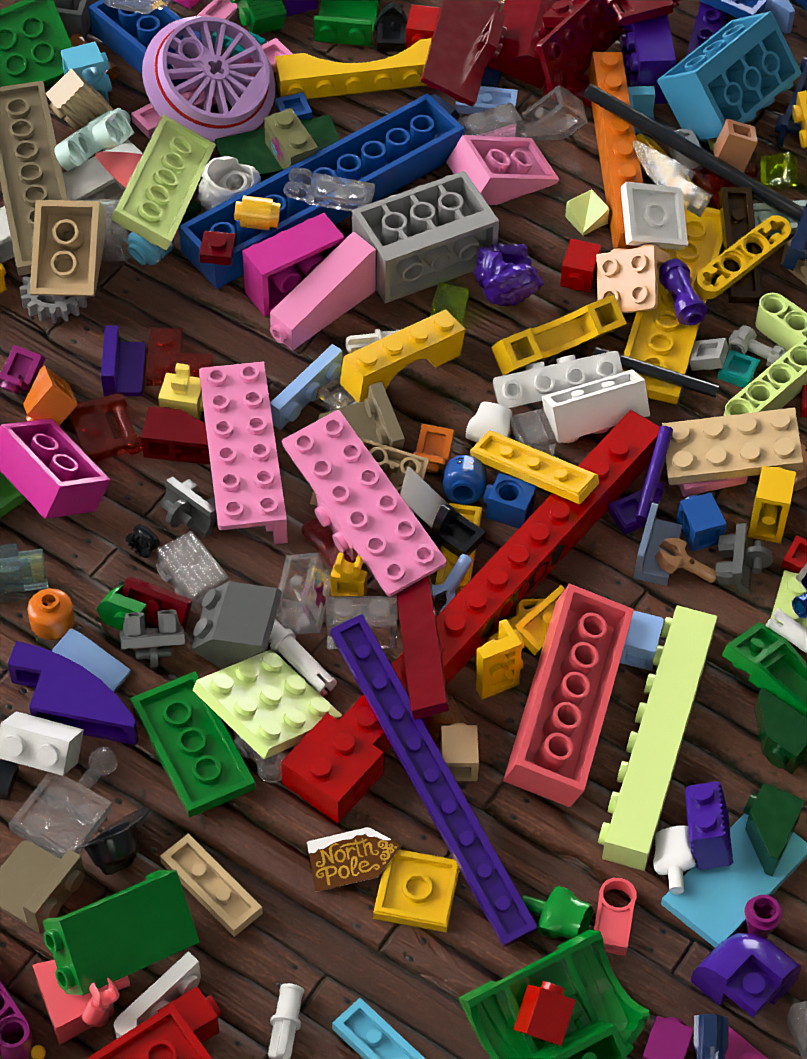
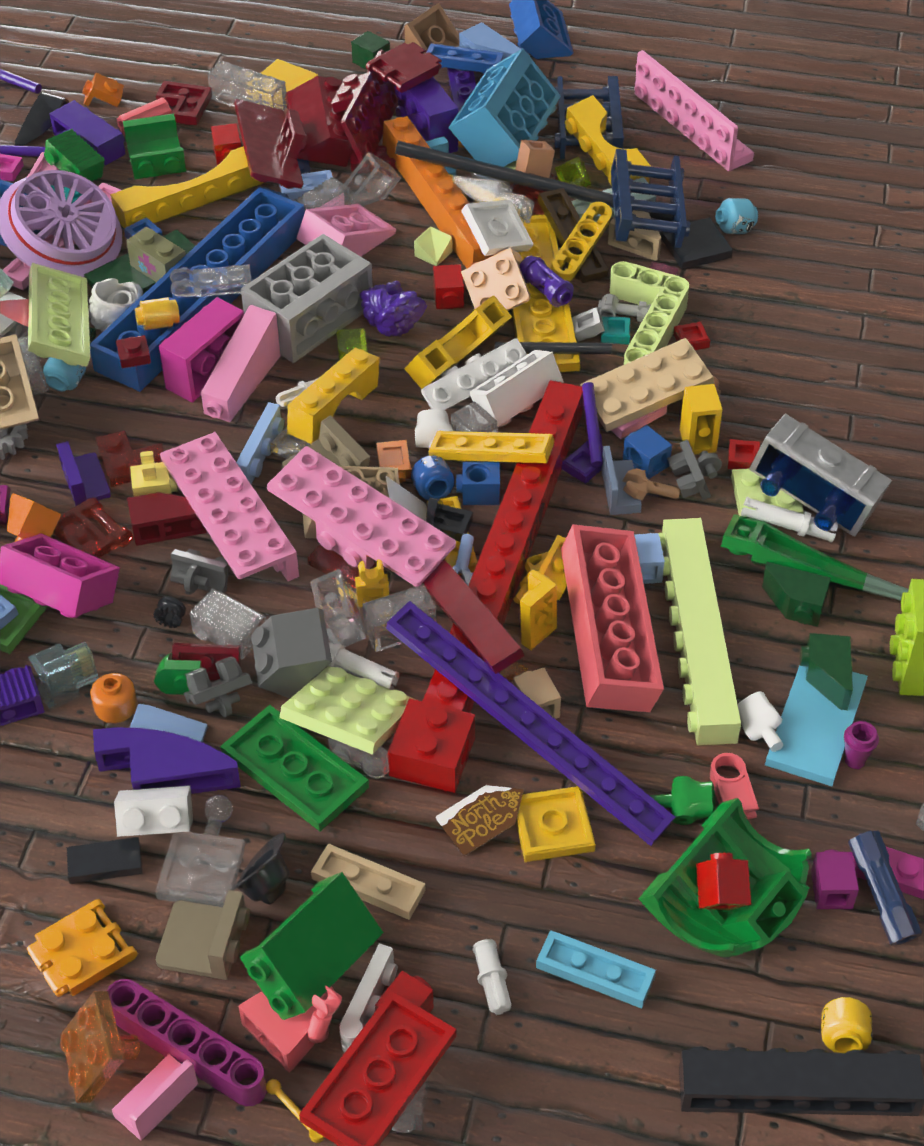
camera: 20 degrees left, 5 degrees down
(391, 29) = (199, 152): black tile -> none
(708, 825) = (779, 683): dark purple brick -> none
(746, 971) = (868, 790): dark purple brick -> none

